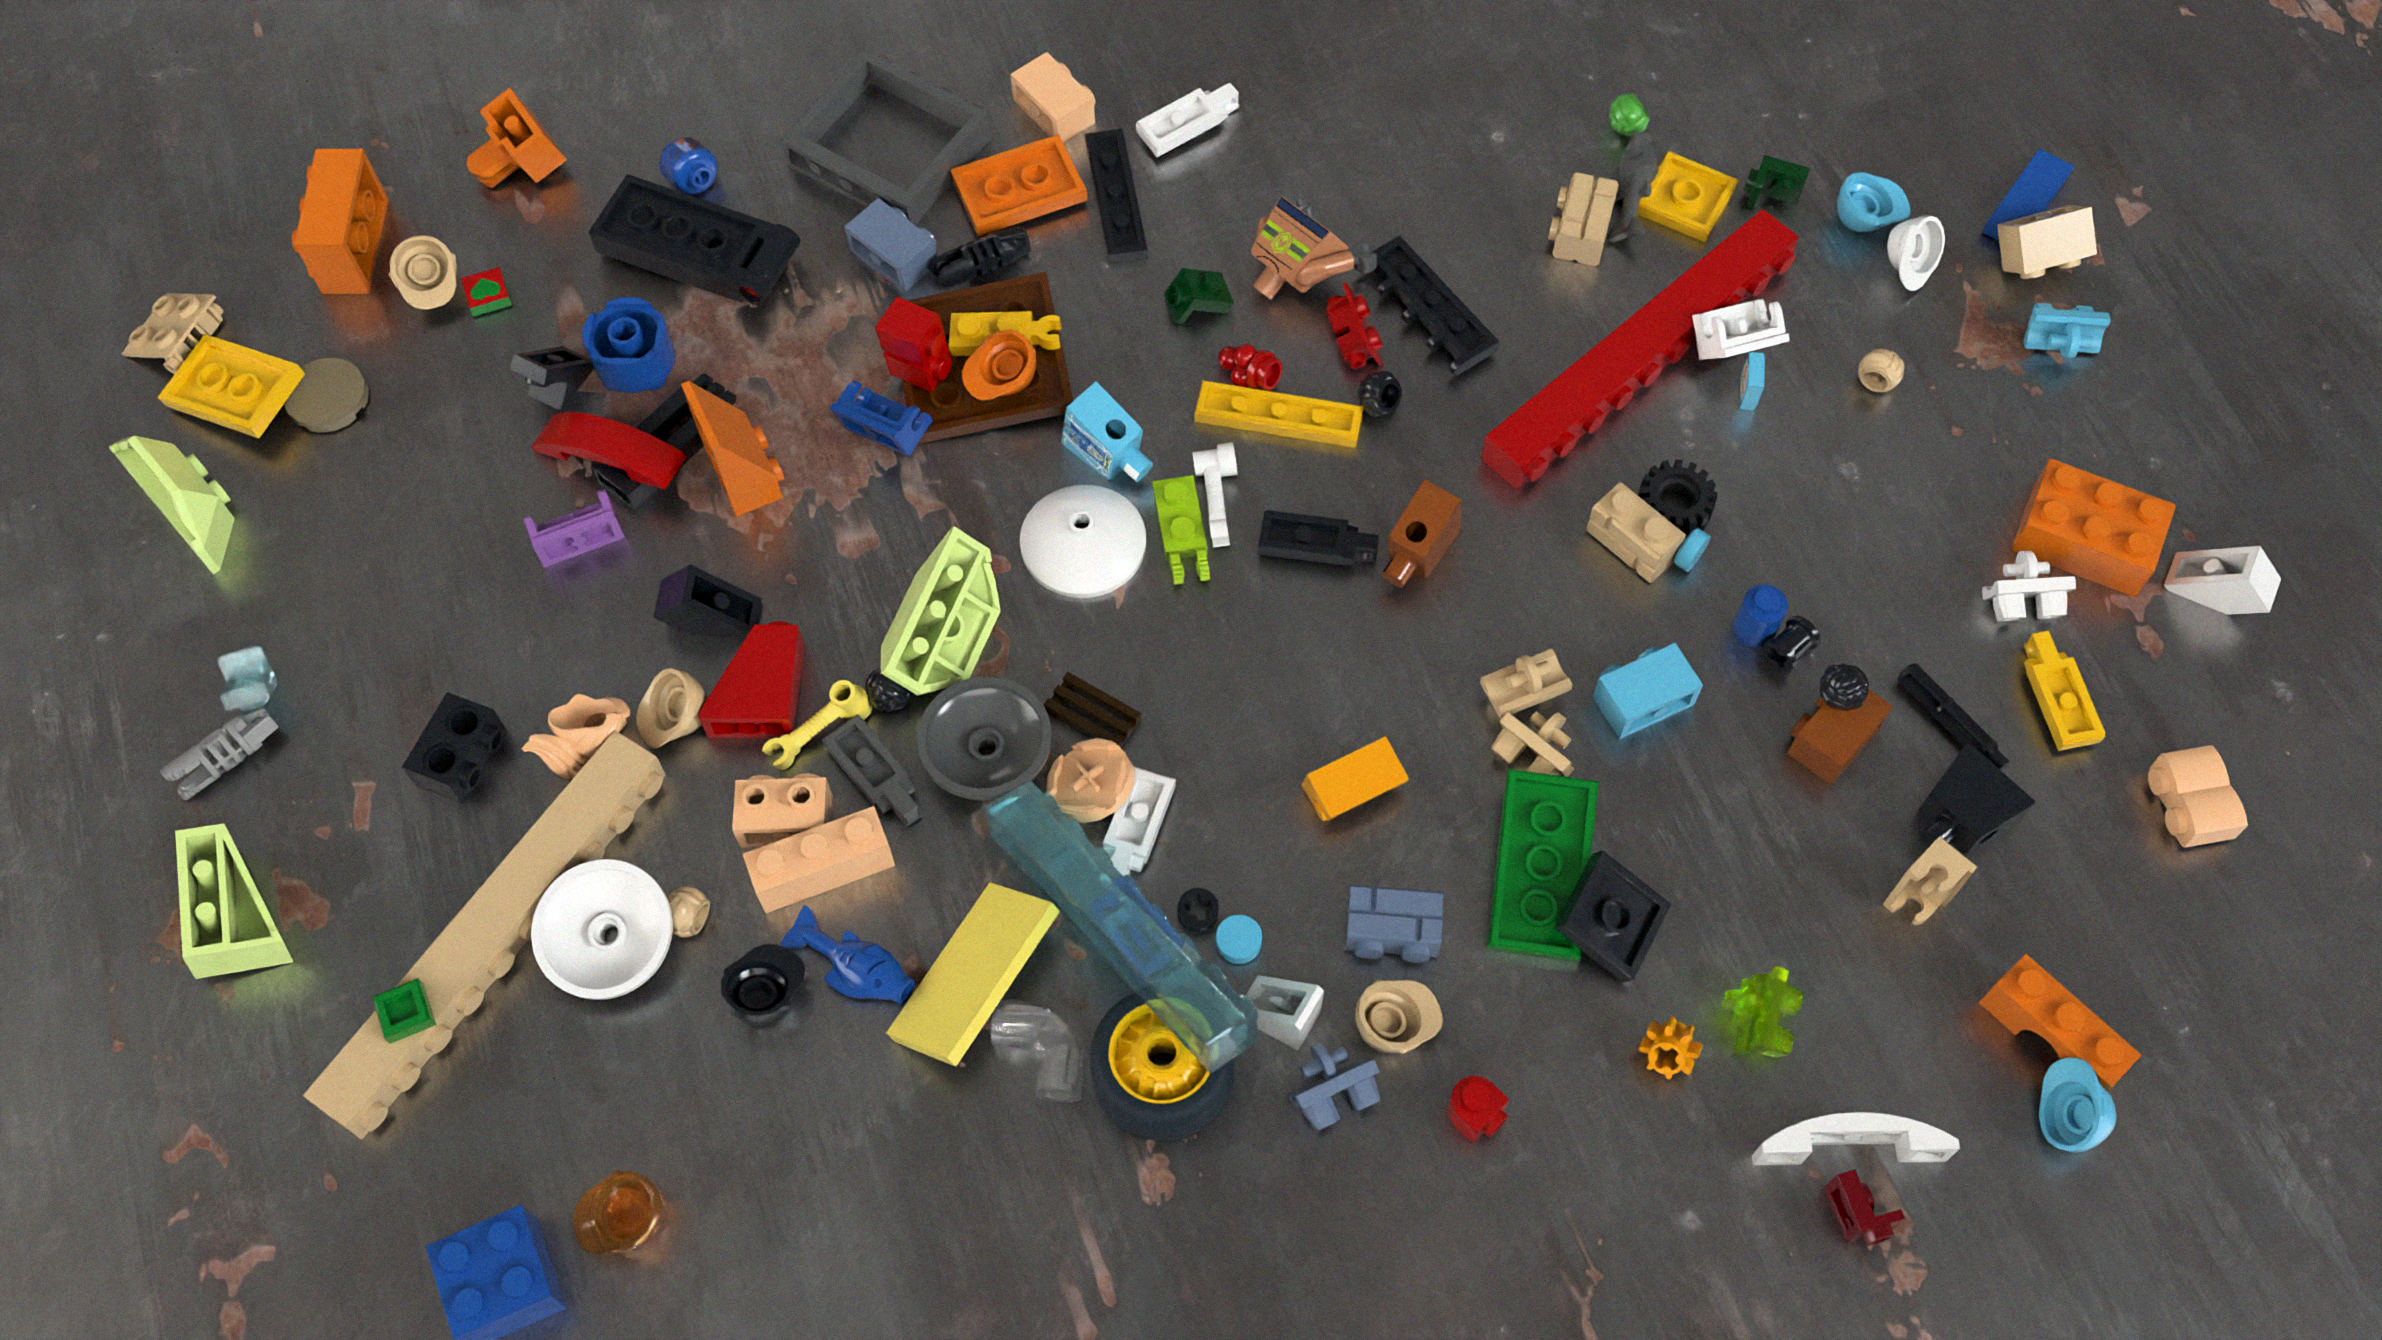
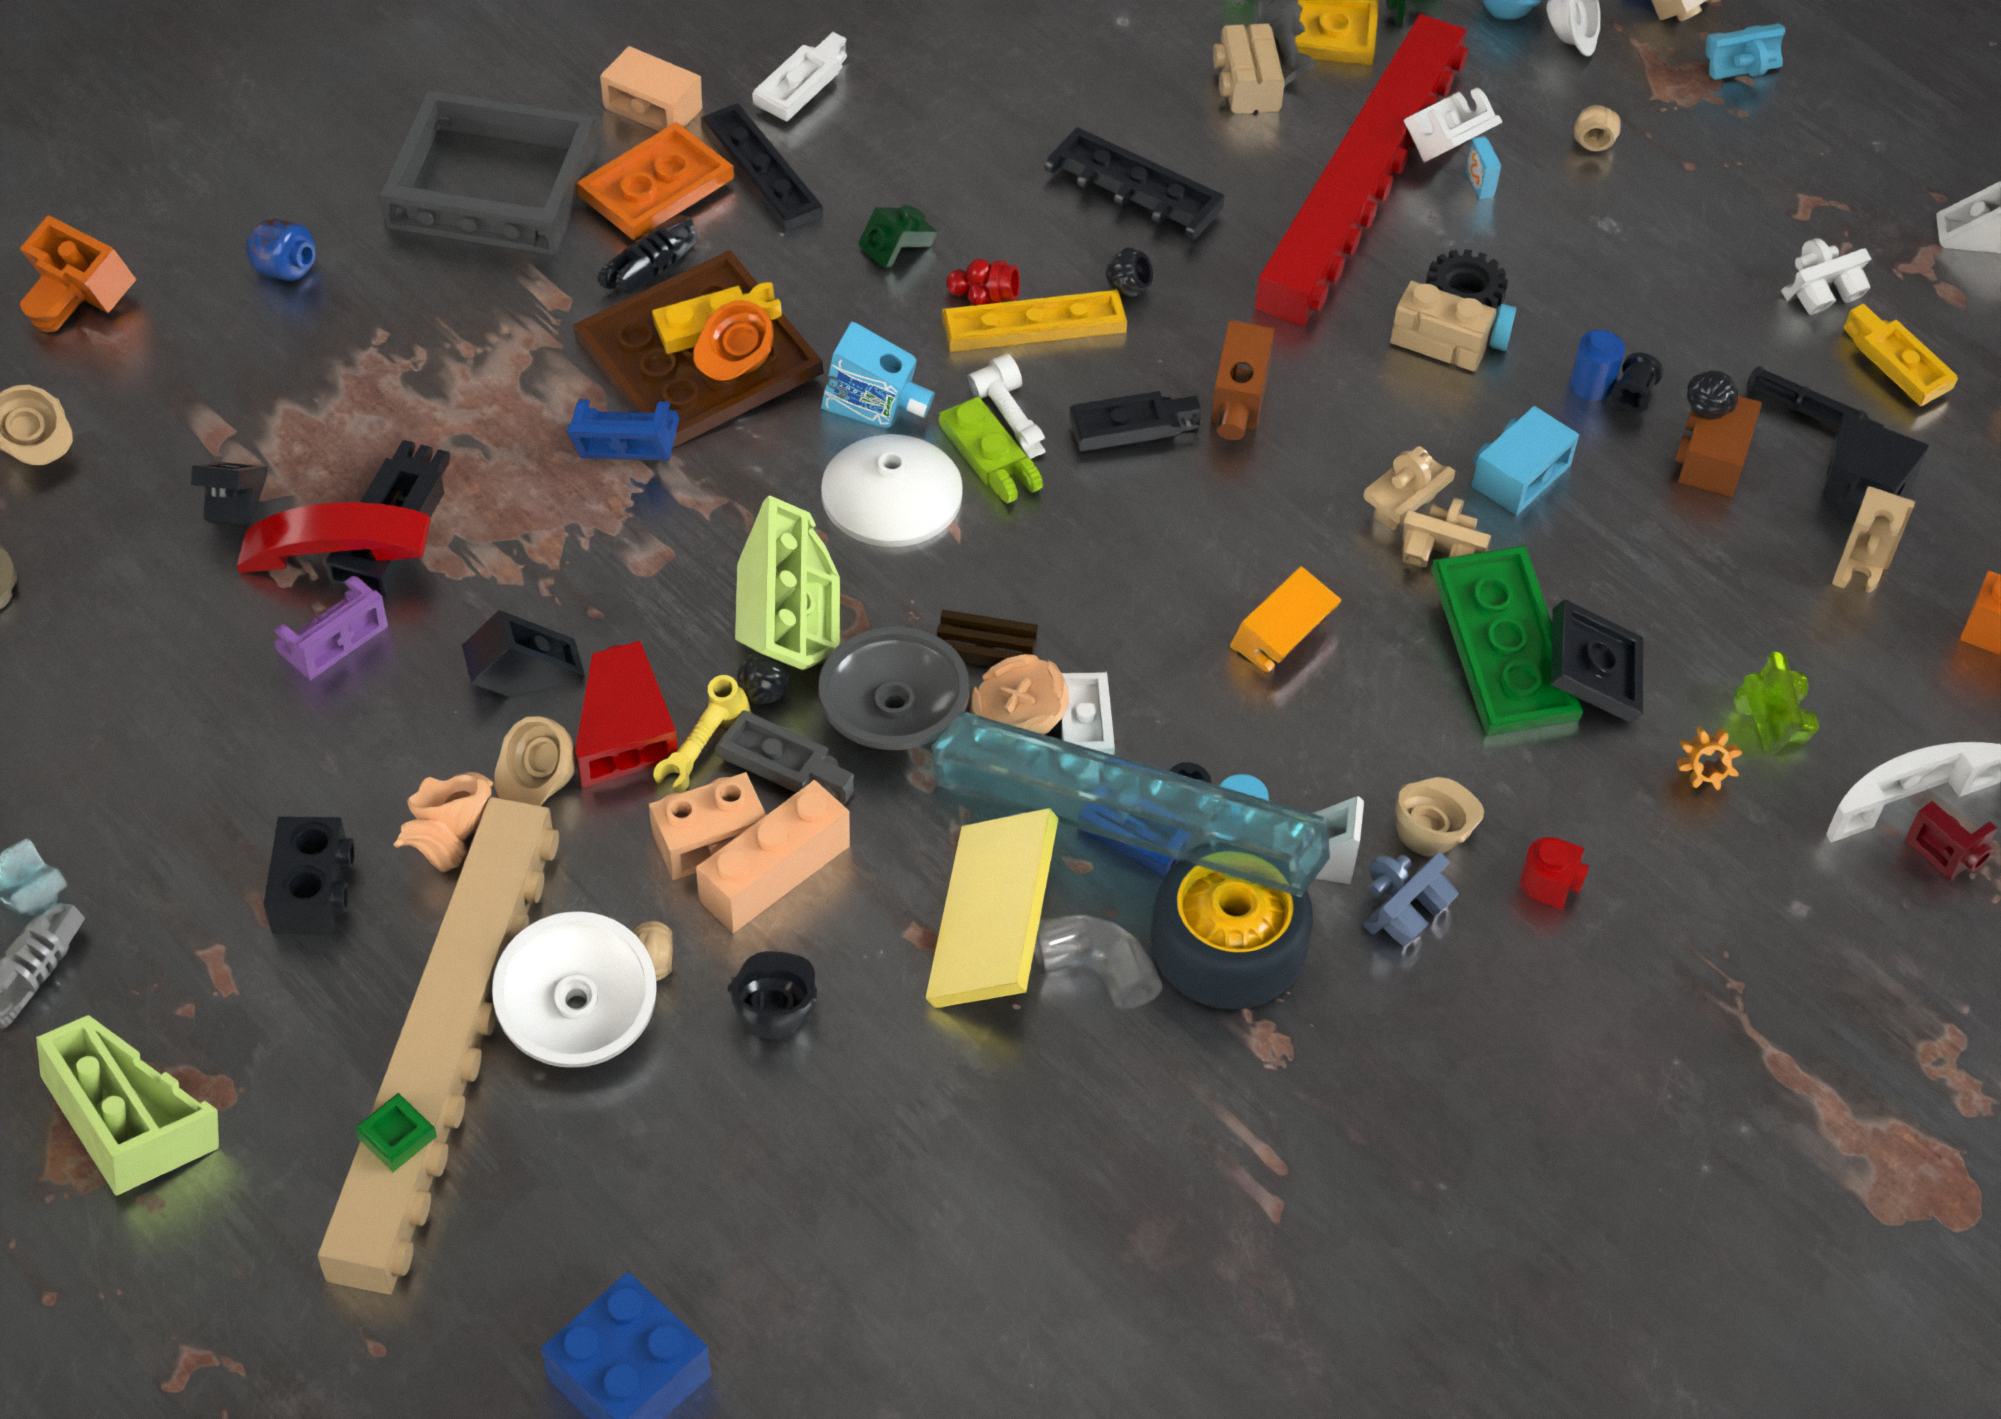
camera: 25 degrees left, 10 degrees down
(486, 291) = (105, 431): tile -> none
(618, 1214) = (730, 1254): clear orange hat -> none
(629, 345) = (308, 434): blue brick -> none
(693, 240) = (326, 318): black hinge -> none
(735, 451) = (481, 502): orange slope -> none
(859, 966) = (863, 946): blue animal -> none
(891, 244) = (548, 268): sand blue brick -> none
(914, 344) = (636, 343): red piece -> none
(1302, 249) = (988, 161): nougat torso -> none
(1362, 340) = (1085, 231): red hinge -> none
(1394, 922) = (1389, 733): sand blue brick -> none
(2094, 527) = (1858, 206): orange brick -> none

